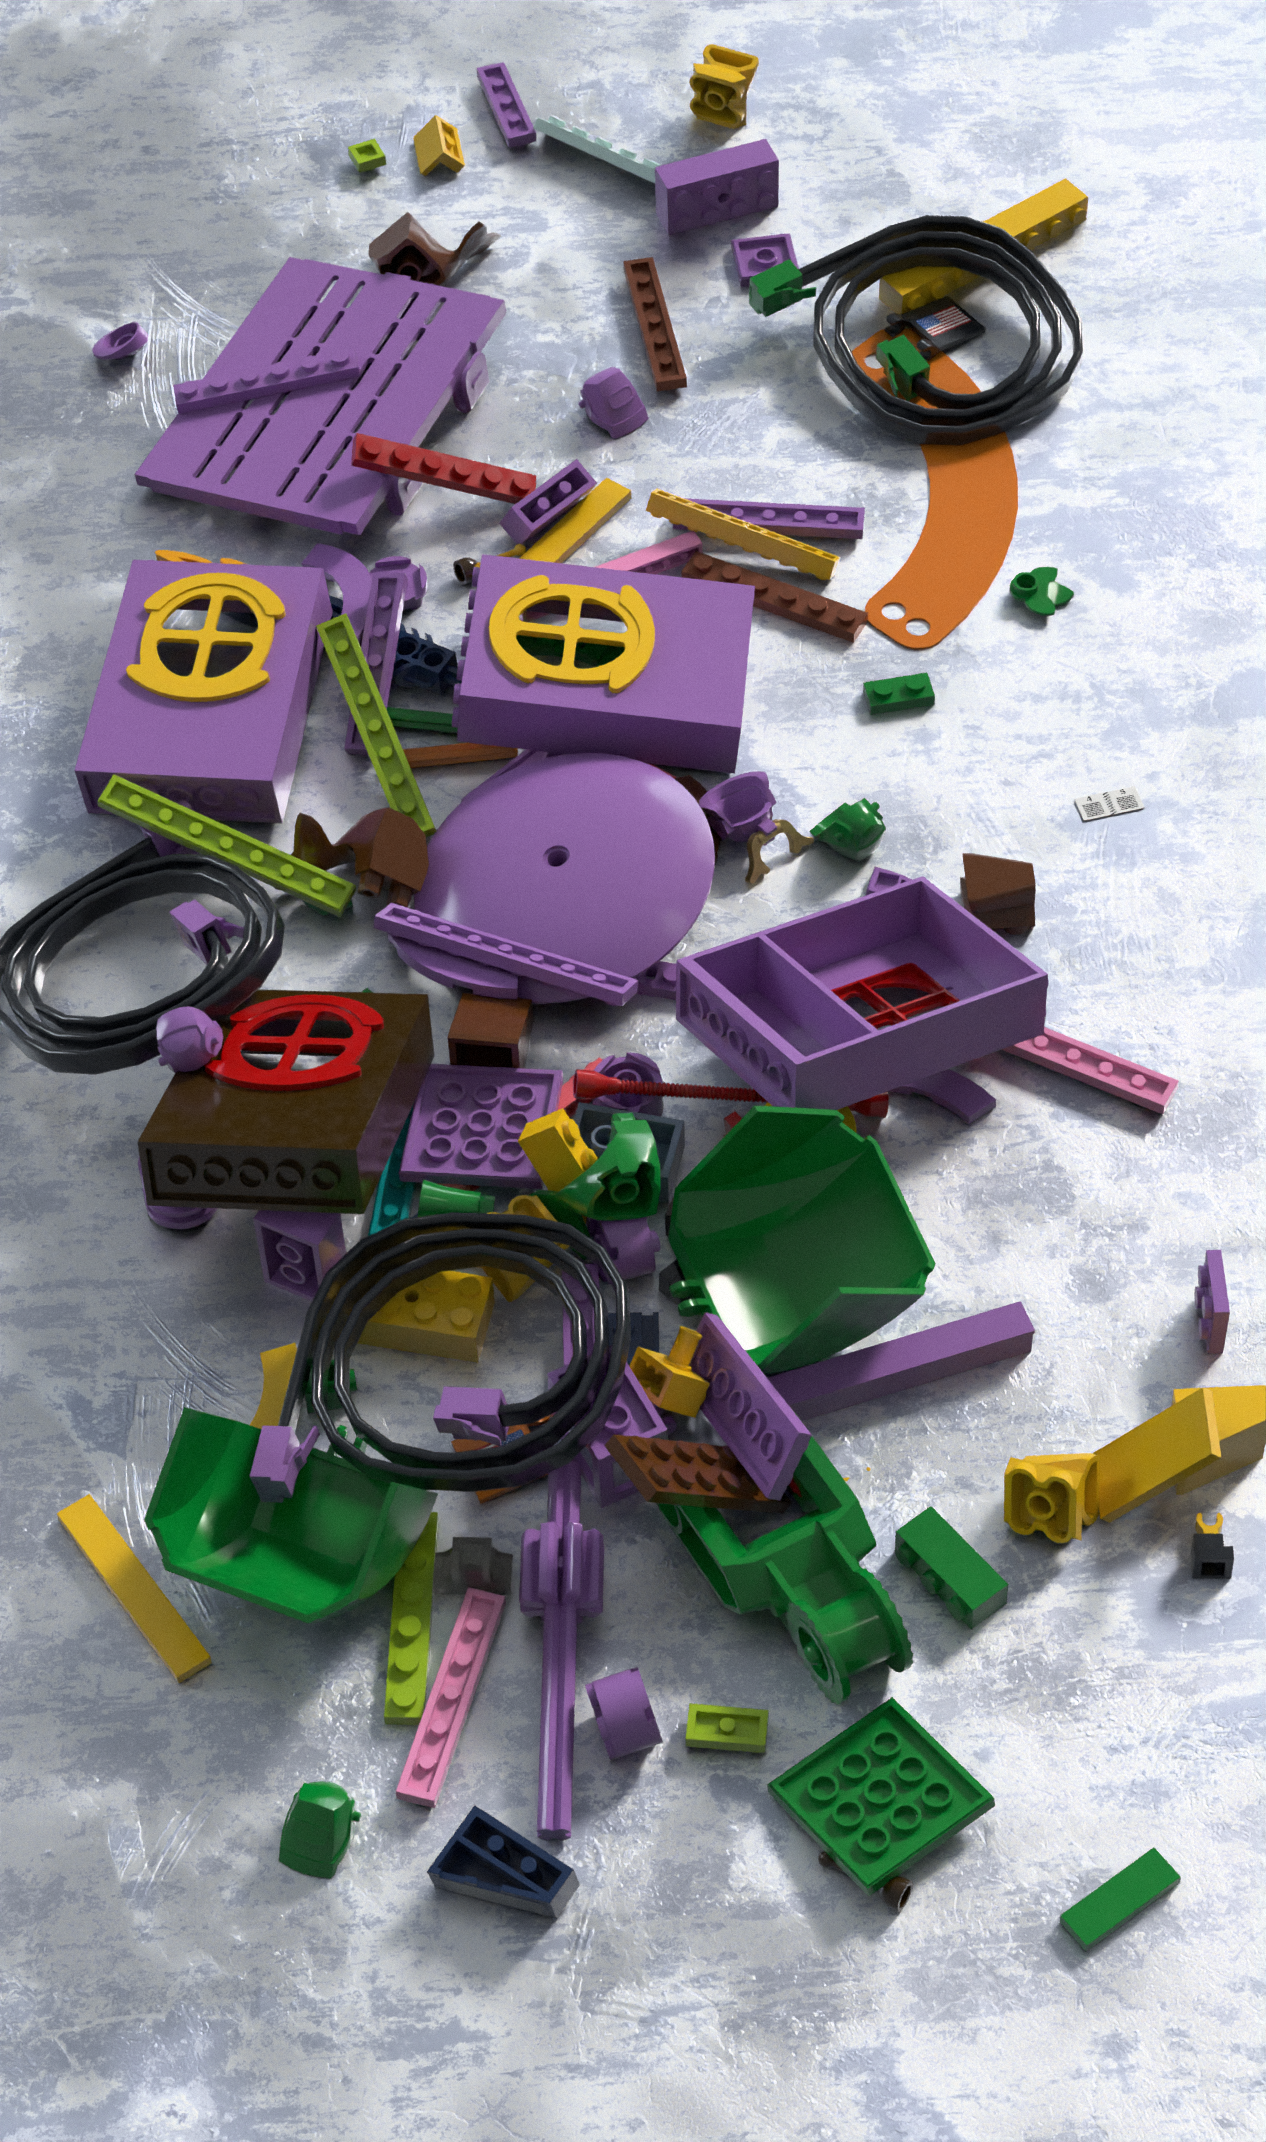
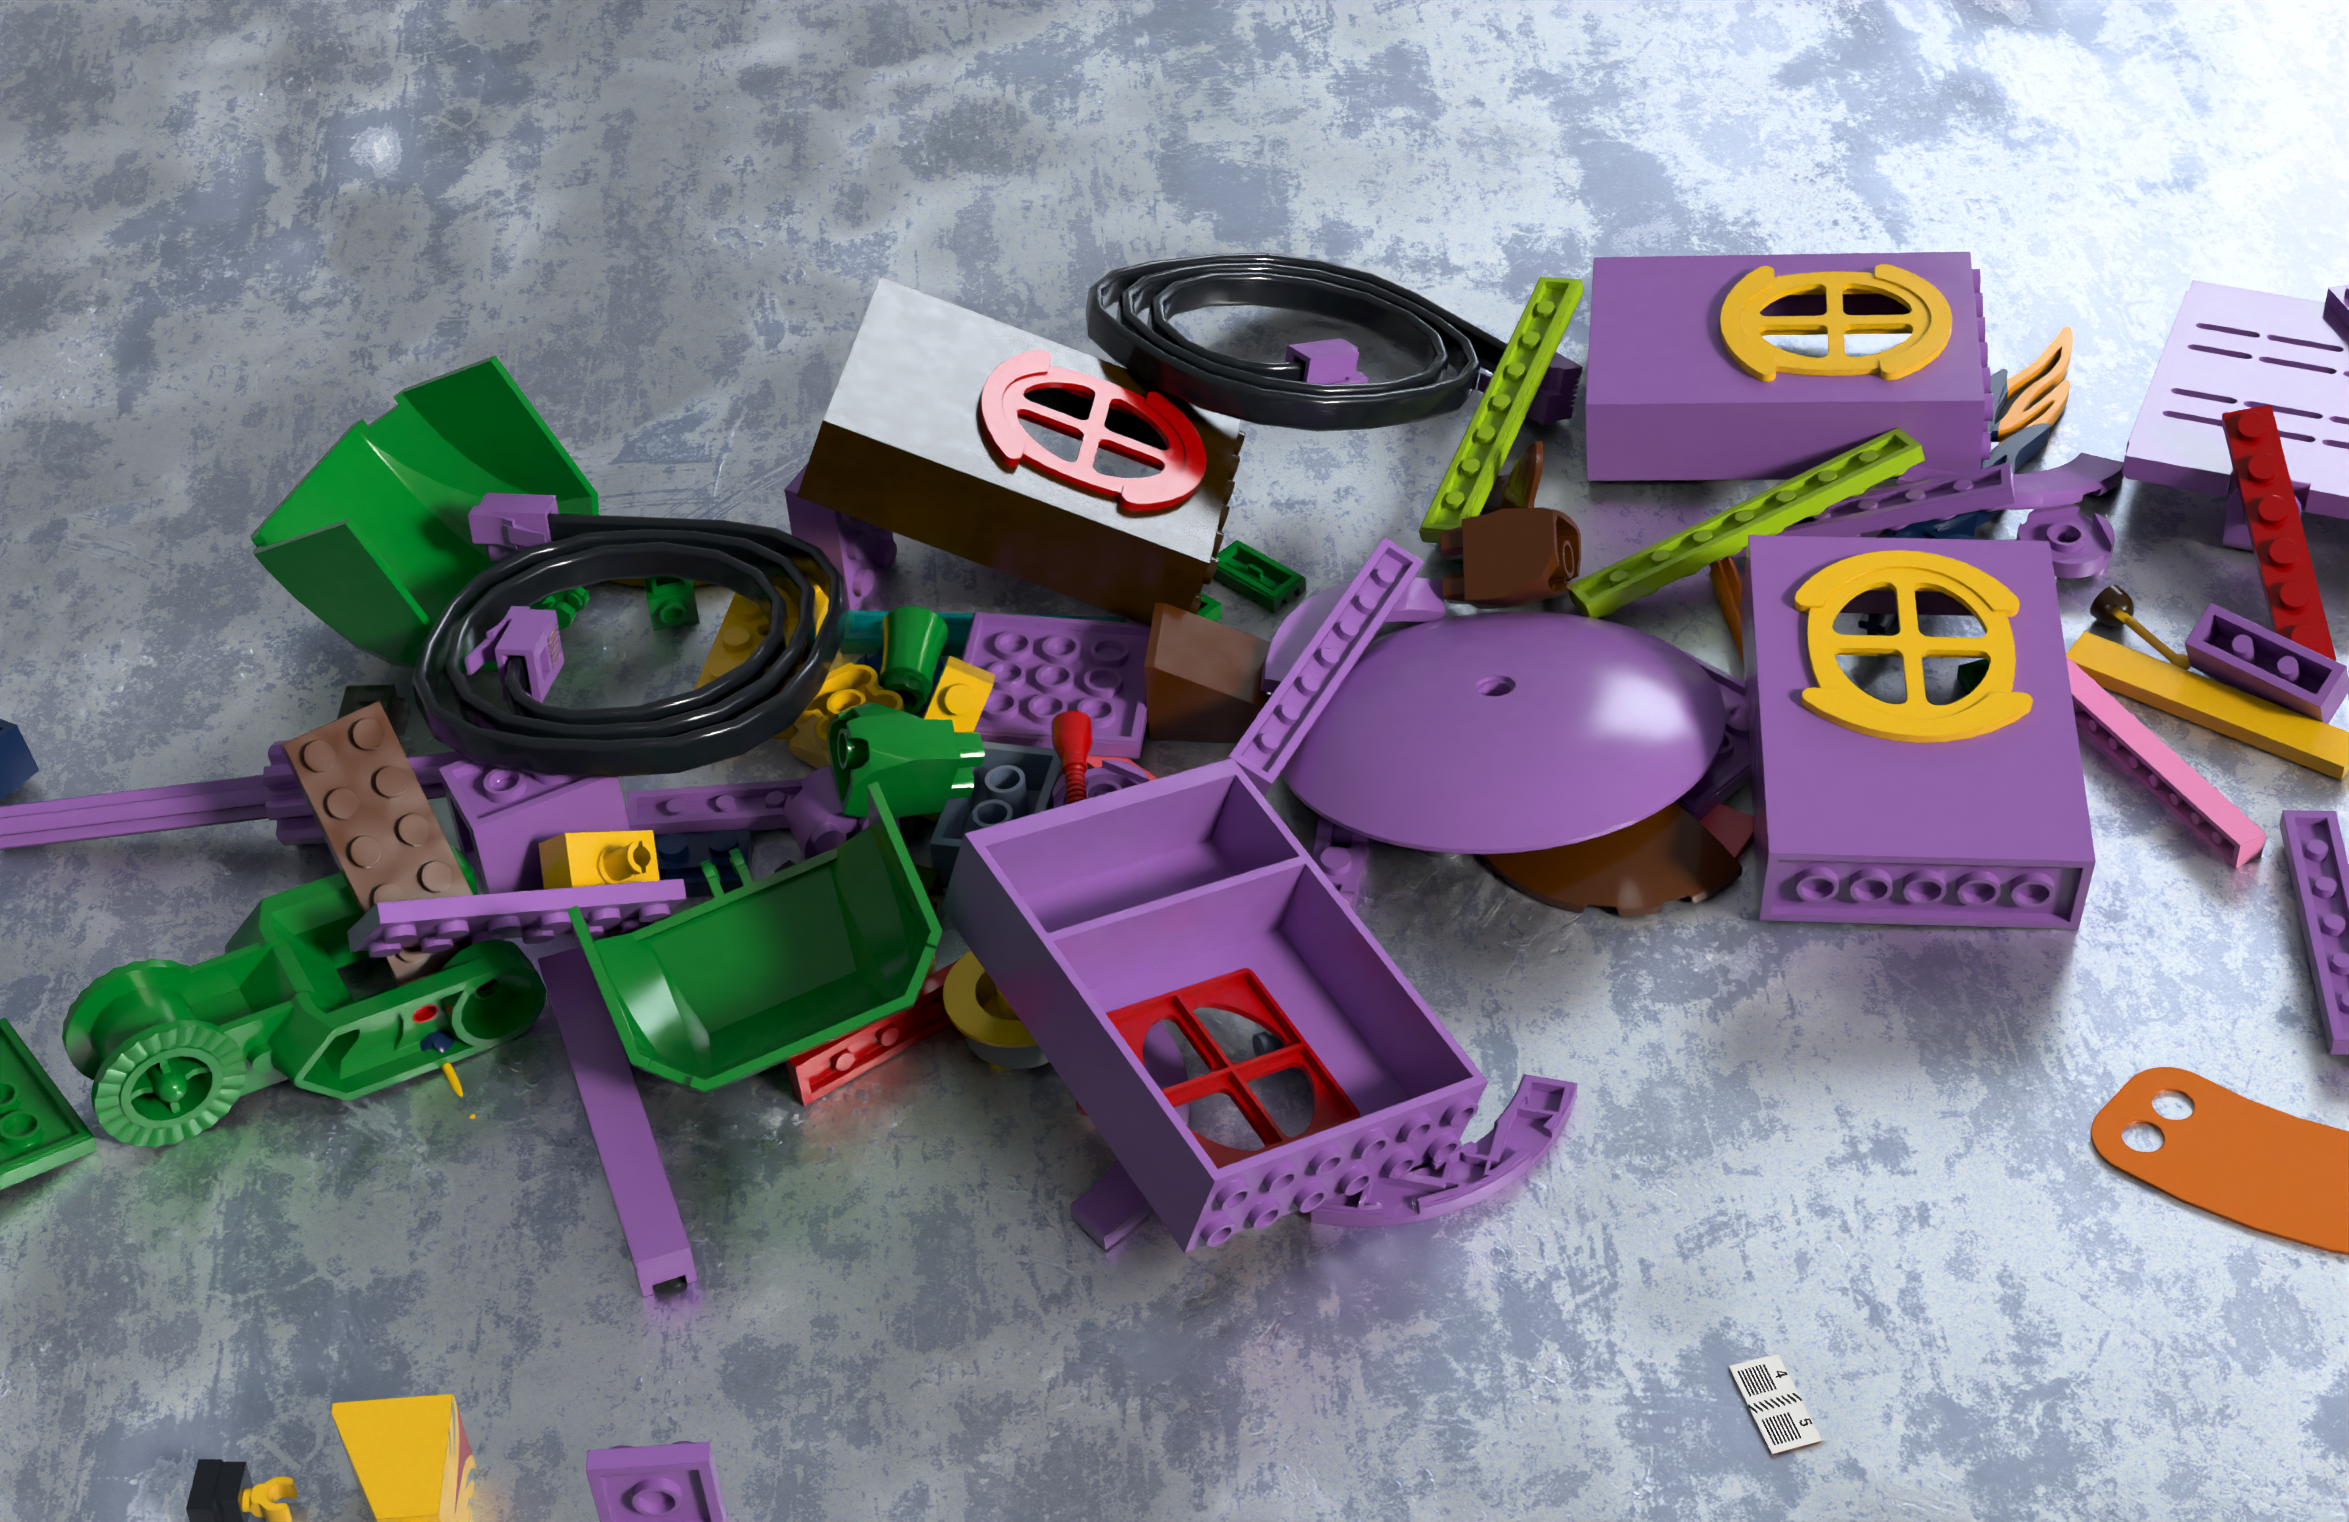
camera: 90 degrees right, 10 degrees down
(187, 1039) = (1075, 326): medium lavender helmet -> none
(318, 1829) = (72, 636): green helmet -> none
(411, 1631) = (300, 697): lime plate -> none
(450, 1698) = (183, 726): bright pink plate -> none
(623, 1713) = (123, 864): medium lavender brick -> none
(727, 1728) = (93, 957): lime plate -> none
(741, 533) = (2266, 889): yellow piece -> none
(744, 813) = (1645, 910): medium lavender helmet -> none
(782, 598) = (2158, 953): copper plate -> none
(852, 829) = (1636, 1045): green helmet -> none
(898, 693) = (1973, 1110): green plate -> none
(950, 1568) = (271, 1190): green brick -> none
(999, 892) = (1514, 1221): reddish brown piece -> none
(1040, 590) = (2270, 1296): green plate -> none
(1052, 1494) = (348, 1286): yellow piece -> none
(1098, 1069) = (1177, 1352): bright pink plate -> none
(1158, 1454) = (352, 1387): yellow tile -> none

